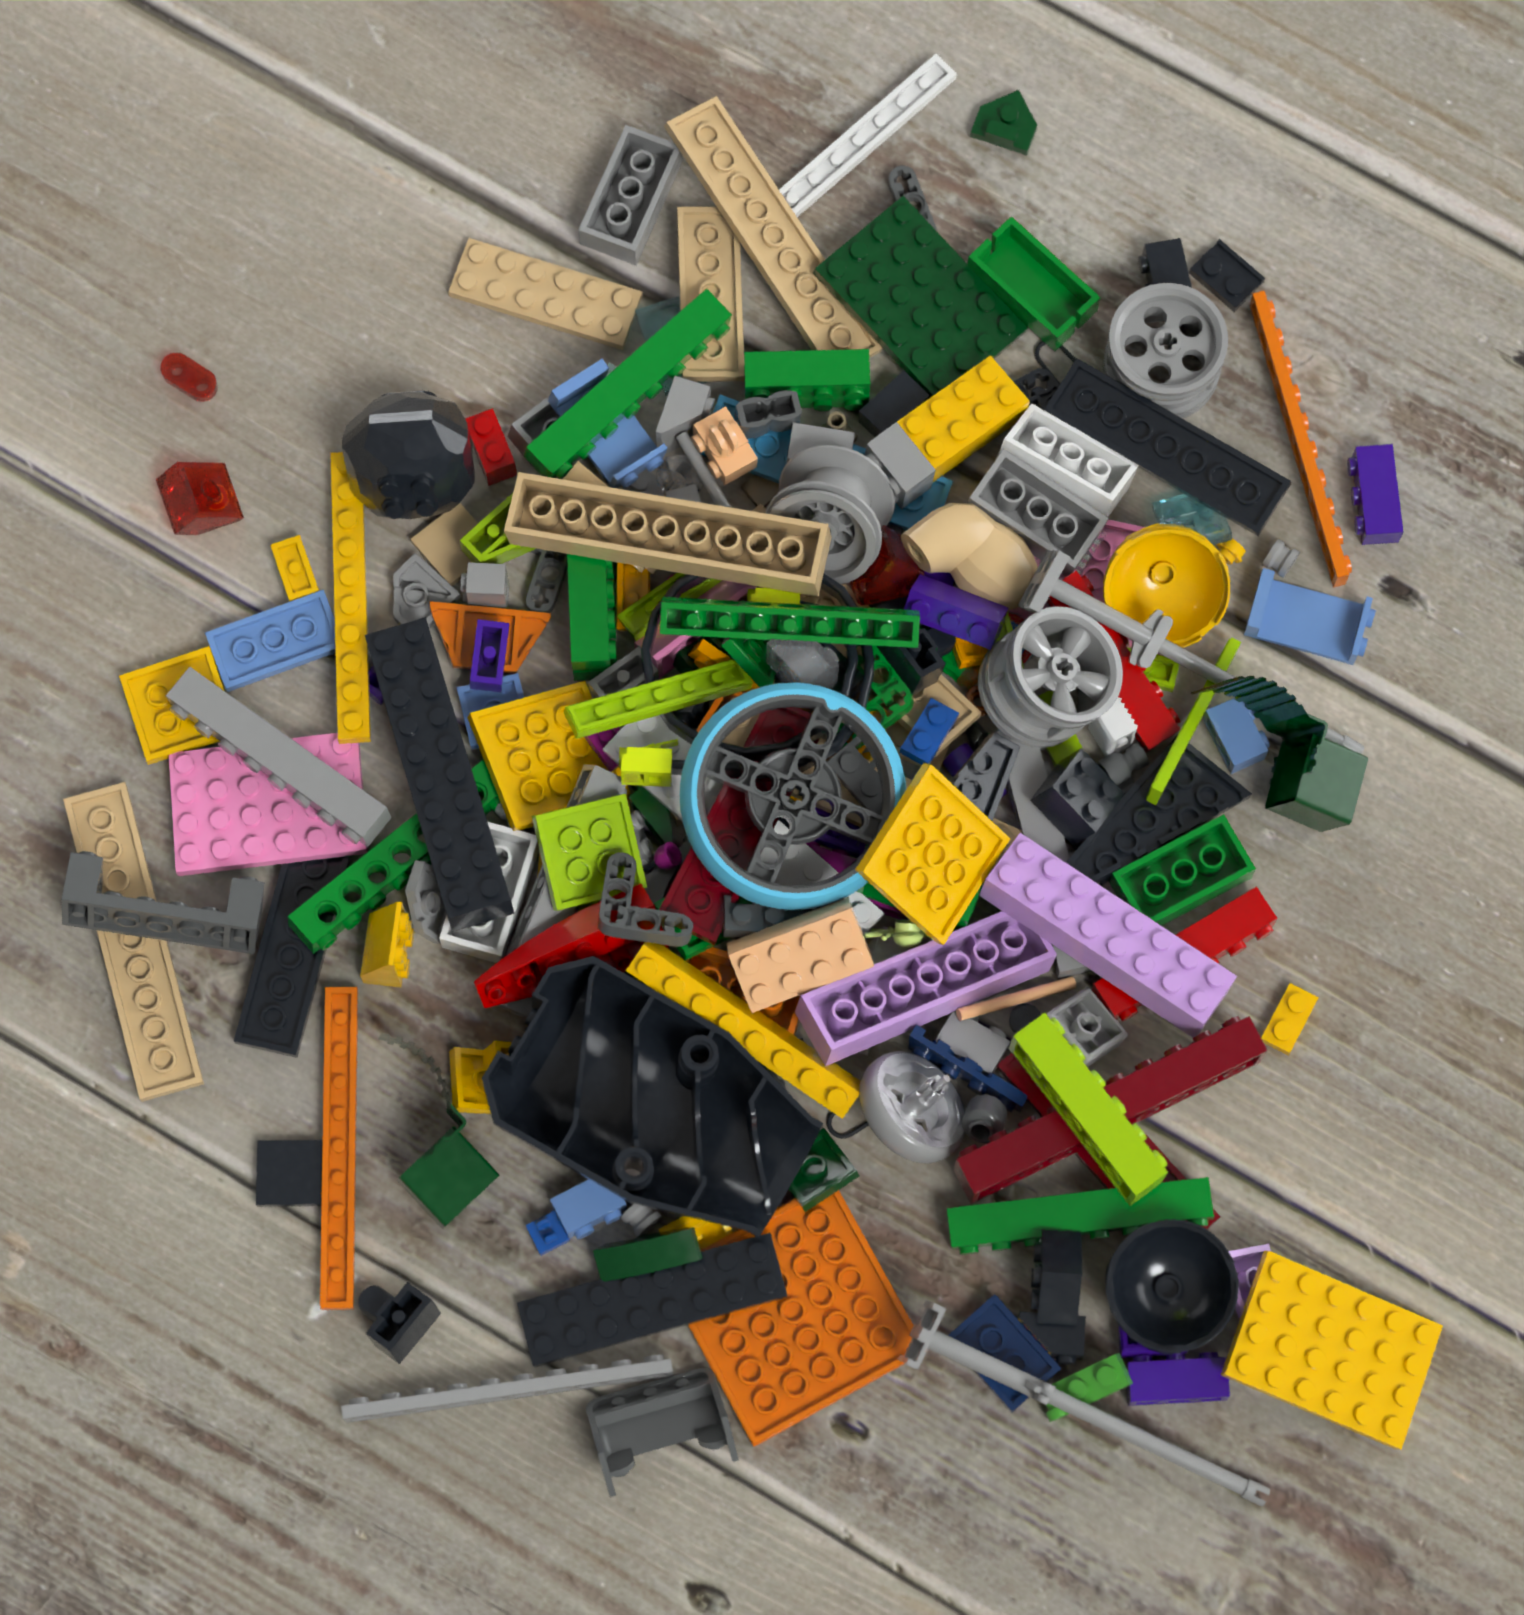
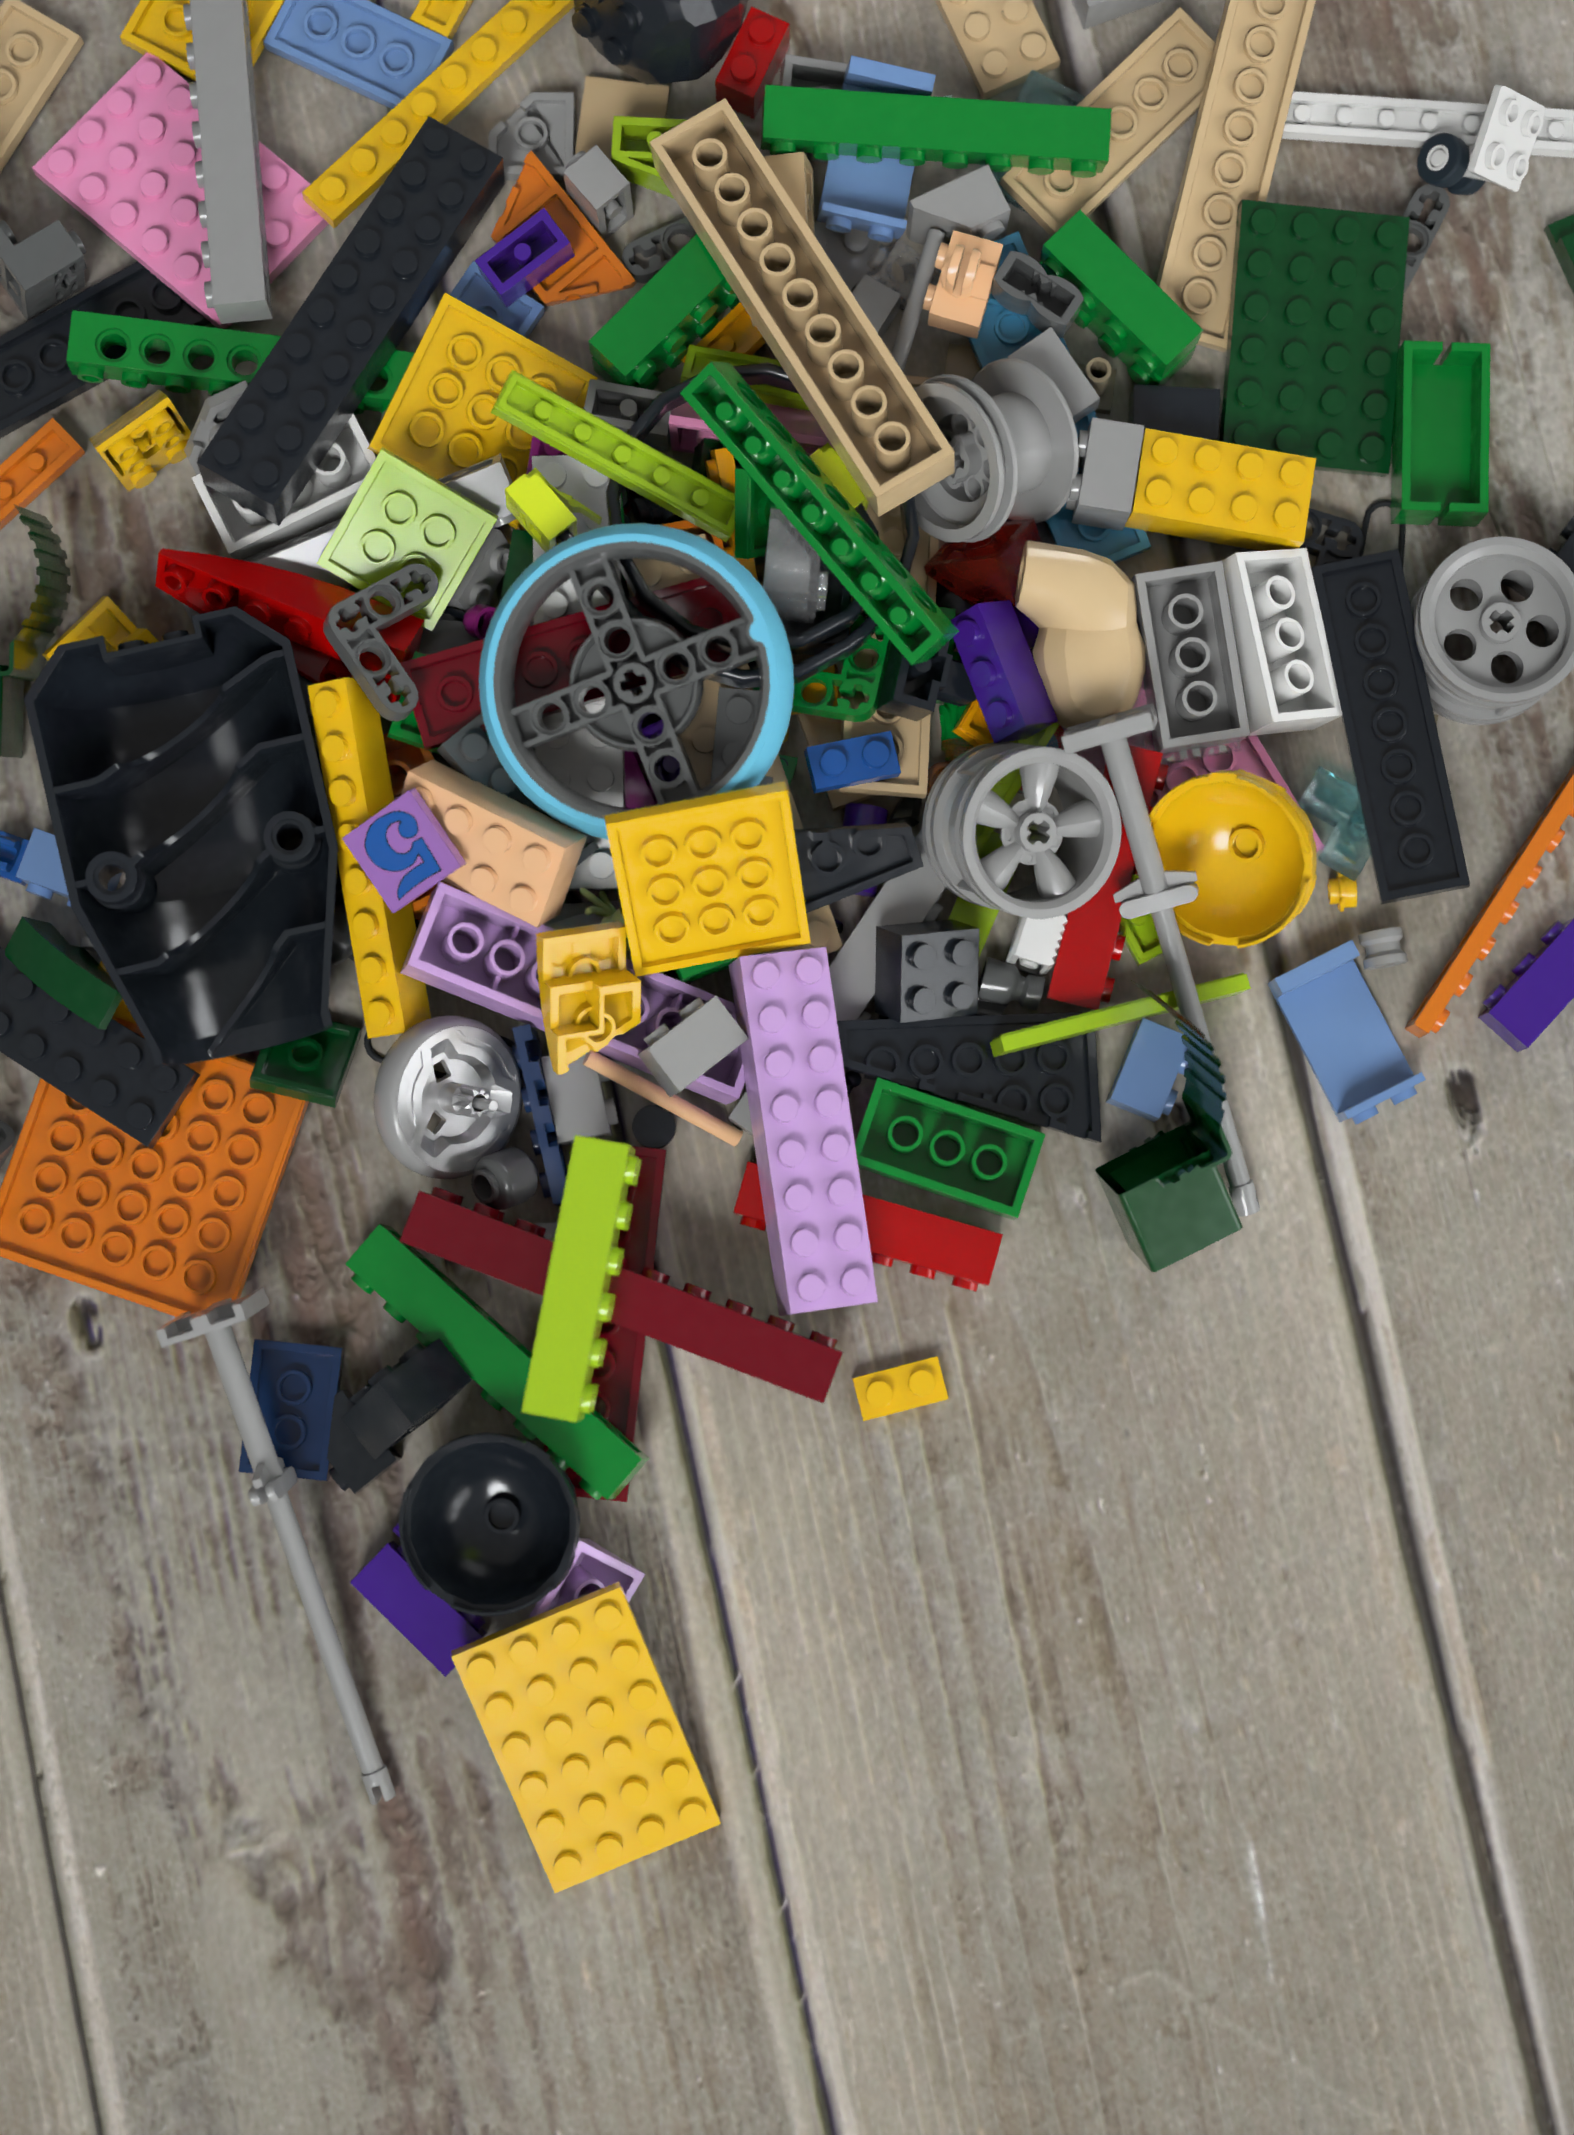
camera: 45 degrees right, 10 degrees up
(767, 997) = (404, 850): none -> medium lavender tile
(911, 126) = (1499, 151): none -> white plate
(929, 974) = (585, 990): none -> yellow slope
(1009, 948) = (691, 1046): none -> light grey brick
(1089, 1025) = (666, 1201): light grey brick -> none
(1092, 1383) = (336, 1526): bright green plate -> none

